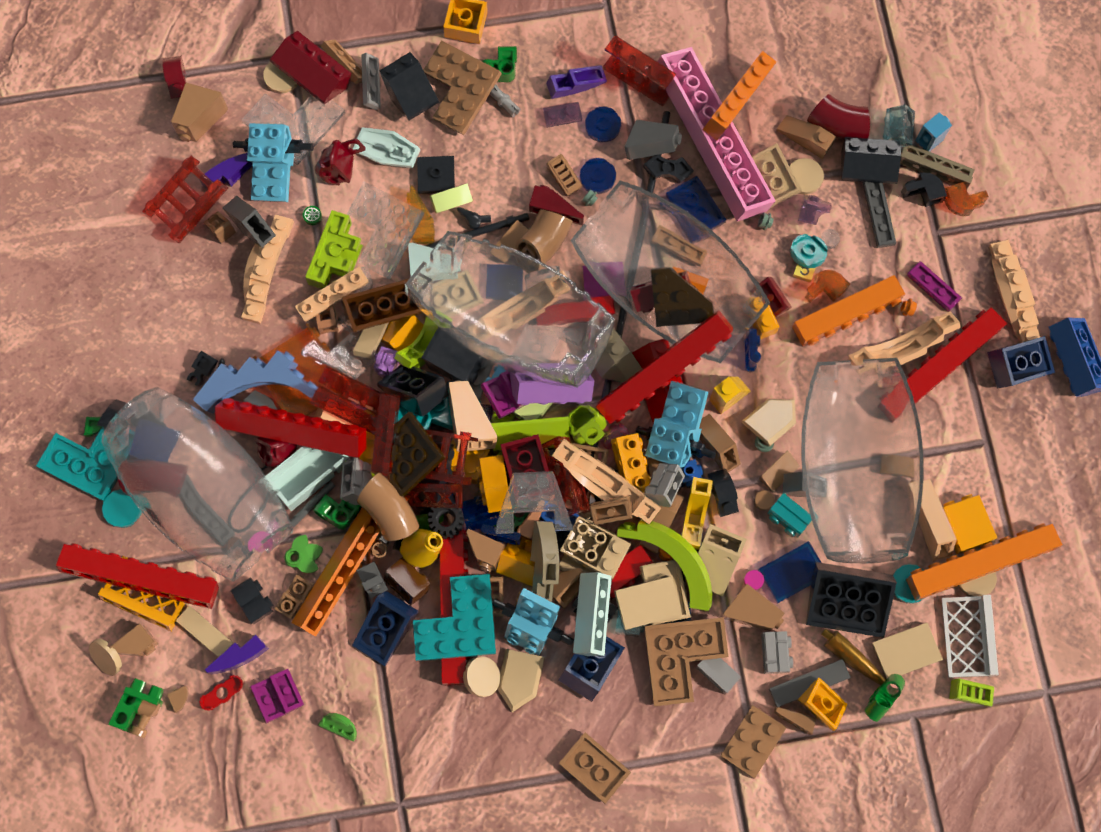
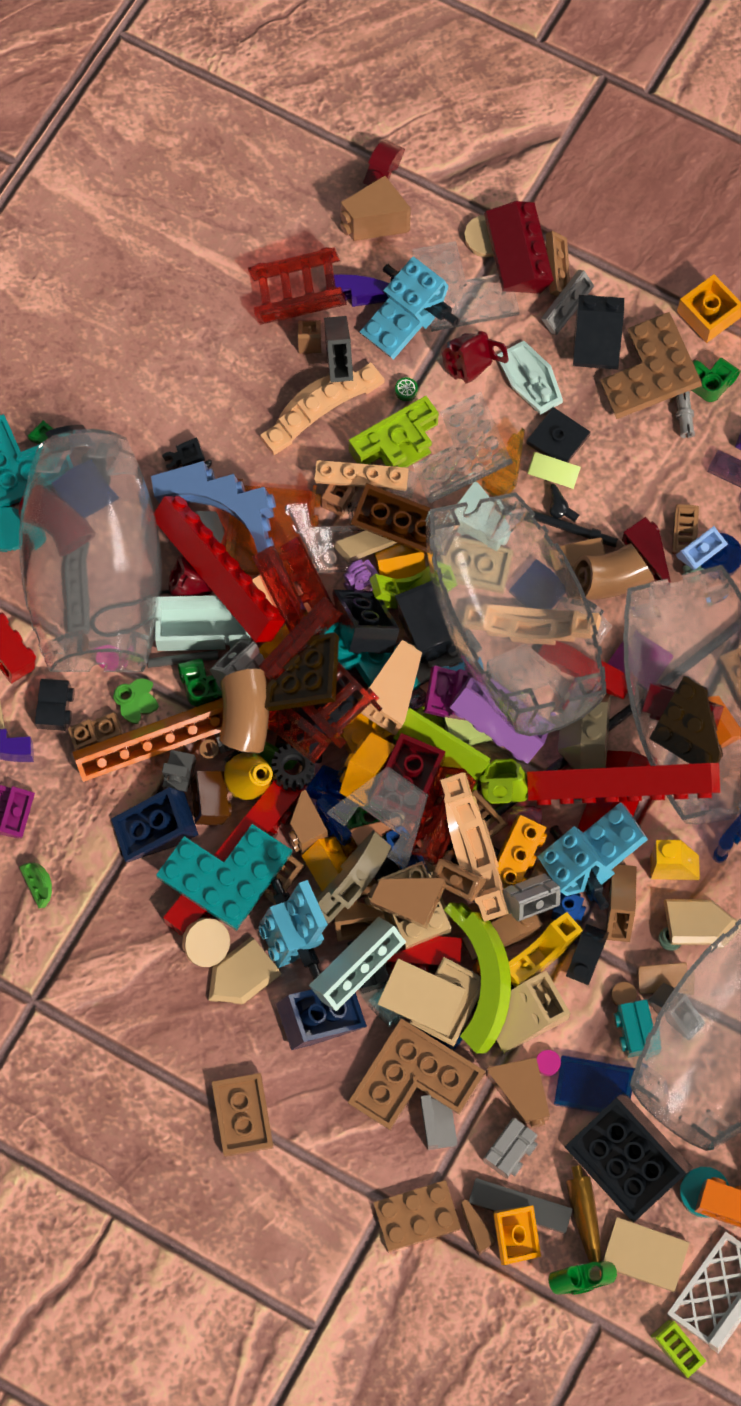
camera: 40 degrees right, 5 degrees down
(585, 179) = (702, 548): none -> light blue slope
(592, 547) = (408, 898): none -> medium nougat slope

